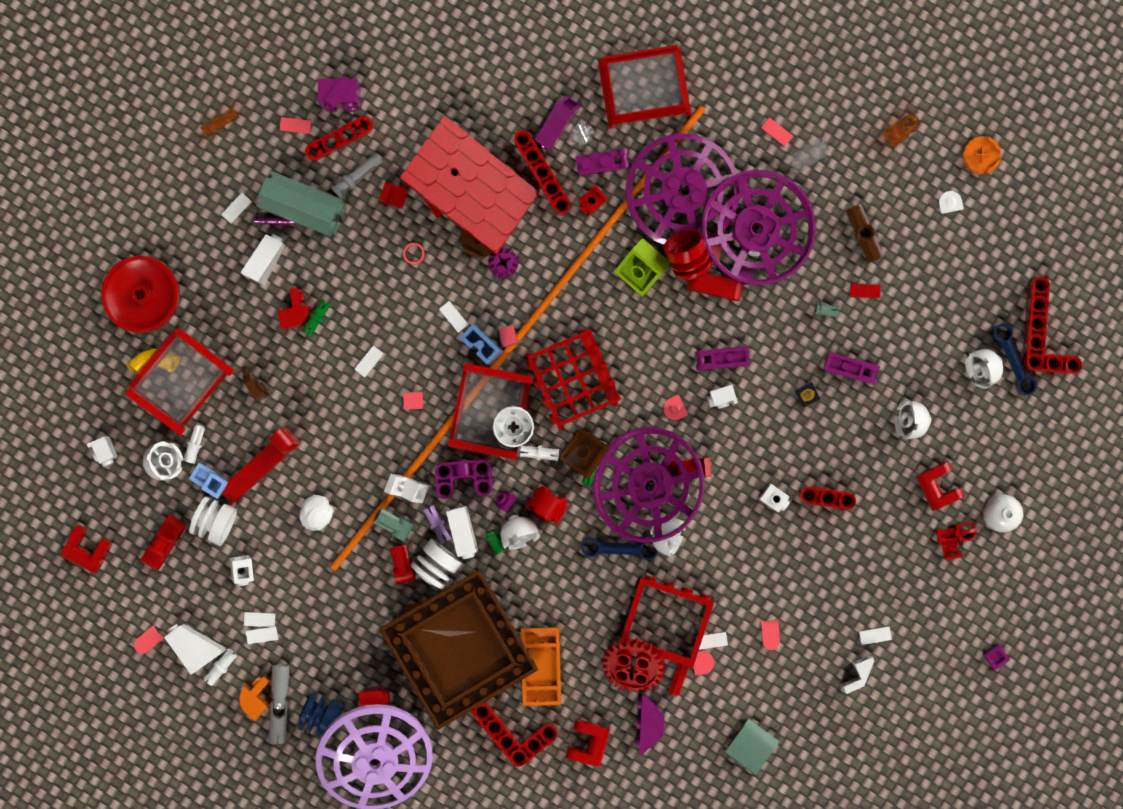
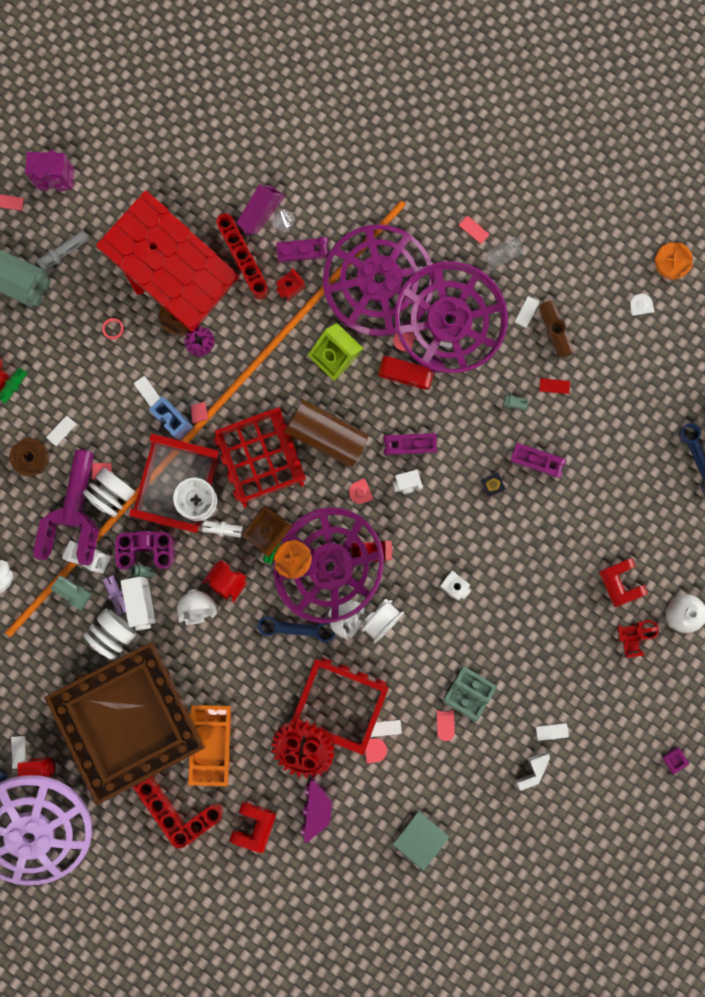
camera: 10 degrees right, 5 degrees down
(331, 397) = (22, 449): none -> reddish brown plate
(340, 141) = (50, 219): red beam -> none
(351, 683) = (18, 750): none -> white window
(388, 445) = (71, 514): none -> magenta piece
(393, 195) = (96, 270): red panel -> none
(402, 567) = (75, 640): red piece -> none
(425, 423) = (108, 492): none -> white wheel
(459, 500) = (141, 571): none -> sand green pin
(495, 541) = (171, 613): green pin -> none
(505, 500) = (185, 575): magenta plate -> none
(612, 480) = (292, 559): none -> orange tile
(639, 352) = (326, 433): none -> reddish brown brick
(644, 85) = (346, 177): piece -> none
(678, 679) = (349, 766): red axle -> none
(688, 254) = (379, 339): red wheel -> none
(703, 536) = (381, 620): none -> white wheel
(793, 603) = (469, 694): none -> sand green slope
(834, 215) = (527, 312): none -> white window
(836, 497) = (517, 592): red beam -> none
(899, 131) = (593, 233): clear orange piece -> none
(912, 420) = (598, 514): white cylinder -> none
(984, 367) = (671, 466): white cylinder -> none

